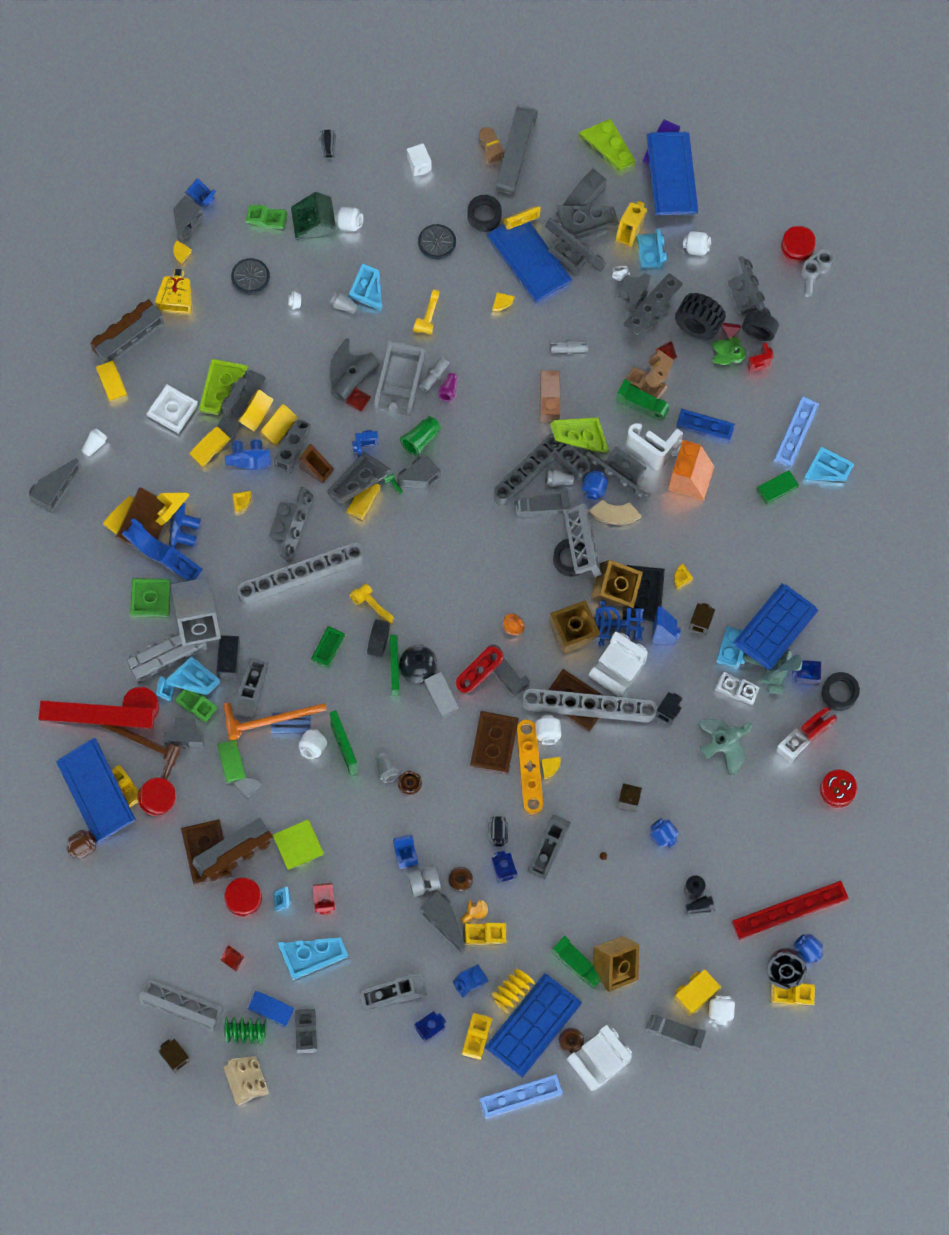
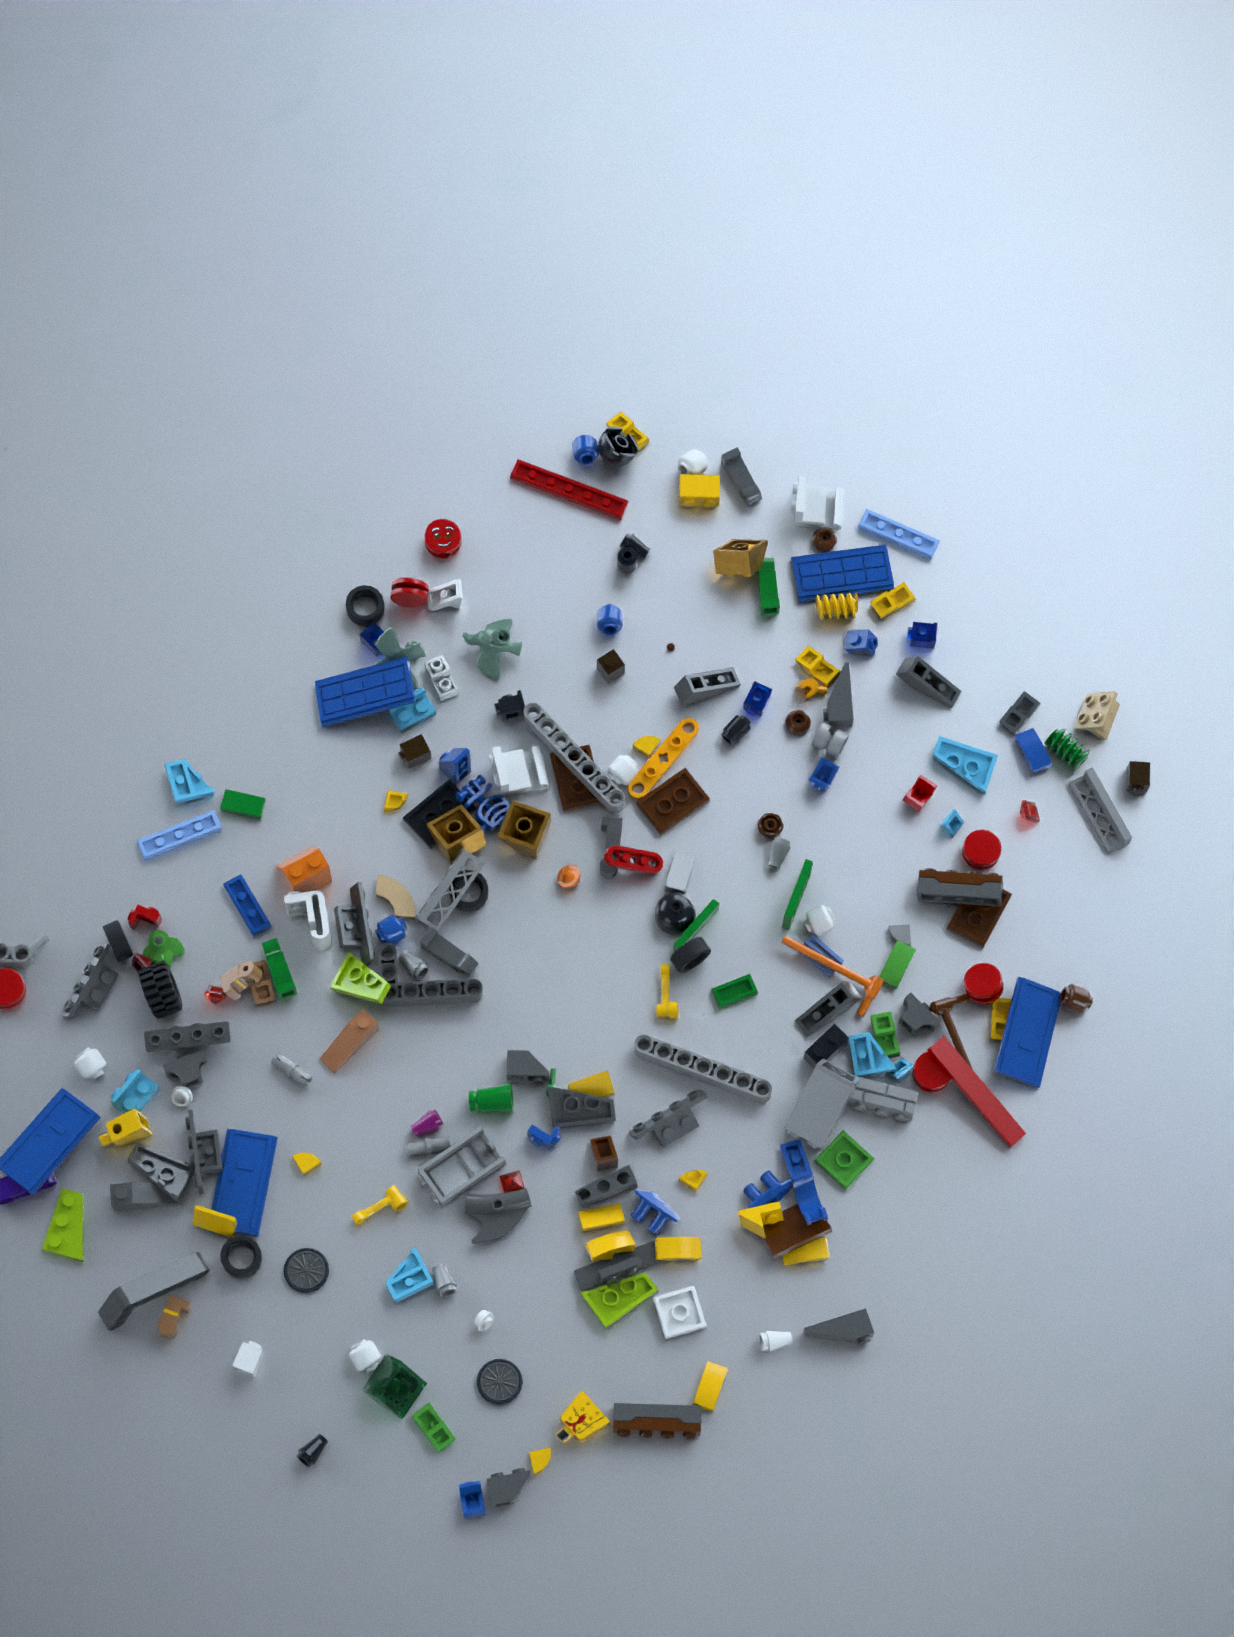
camera: 135 degrees left, 0 degrees up
(298, 844) = (902, 851): lime piece -> none

